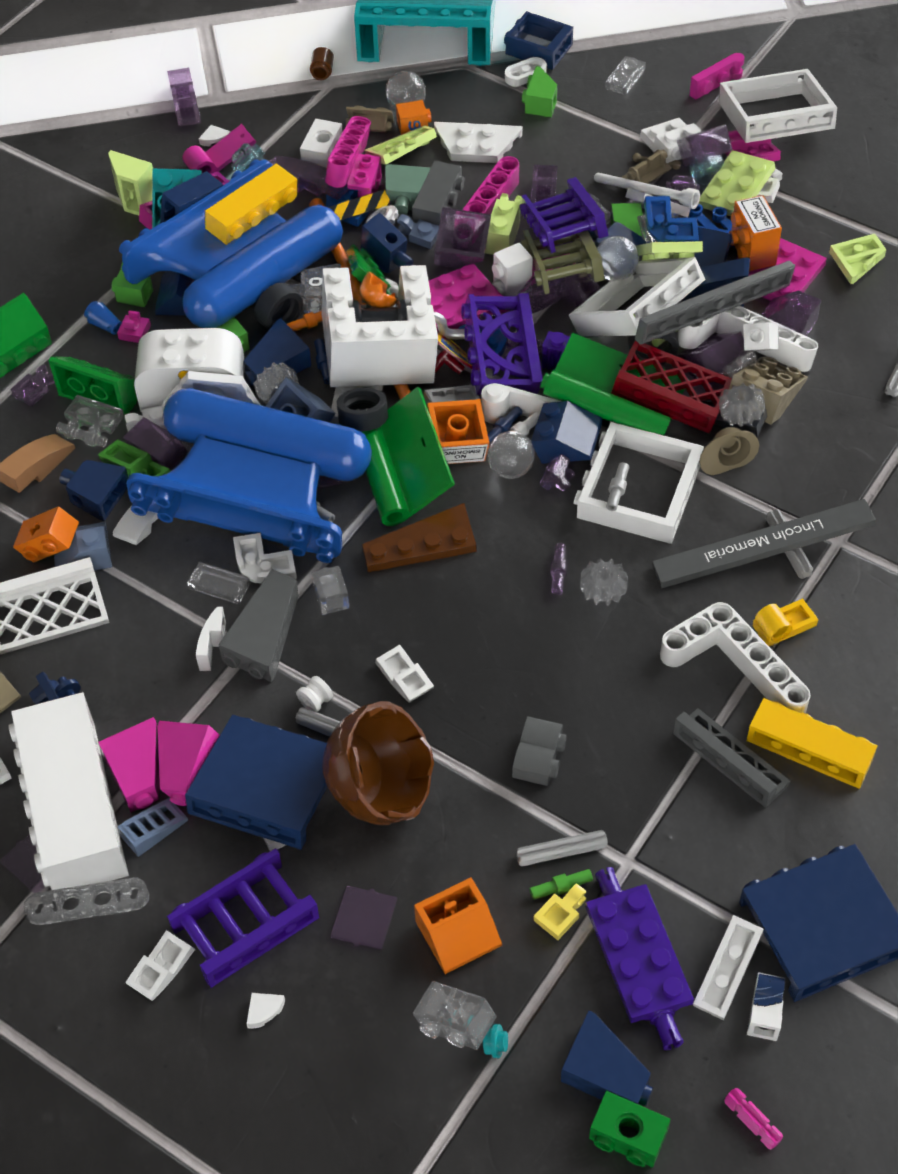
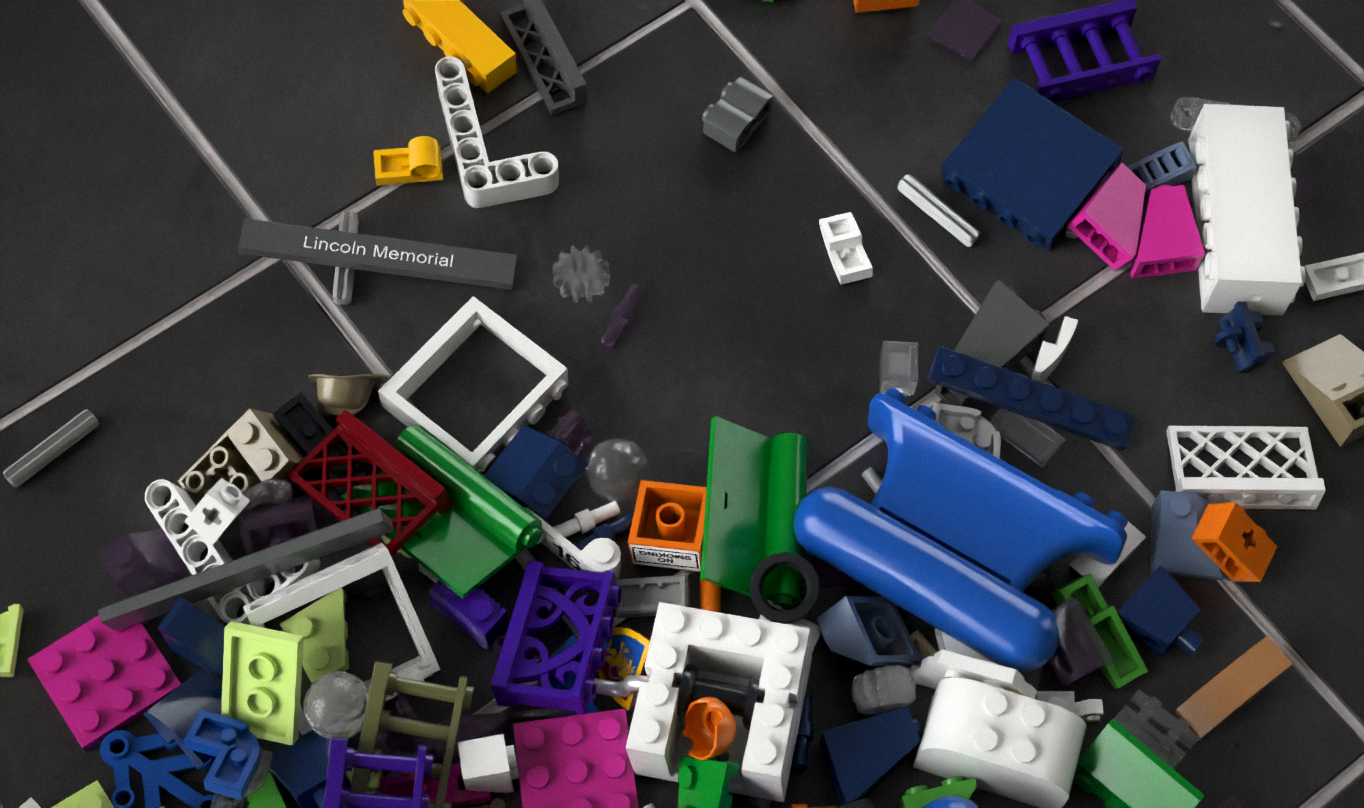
camera: 165 degrees left, 10 degrees up
(161, 966) = (1174, 39): white slope -> none
(220, 588) = (1030, 398): none -> dark blue plate
(314, 694) = (952, 248): white wheel -> none
(379, 764) = (920, 114): reddish brown piece -> none
(426, 540) = (768, 405): reddish brown wing -> none
(561, 848) = (752, 23): light grey axle -> none
(617, 486) = (512, 363): light grey bar -> none
(742, 404) = (289, 414): clear gear -> none
(755, 232) = (116, 688): orange brick -> none

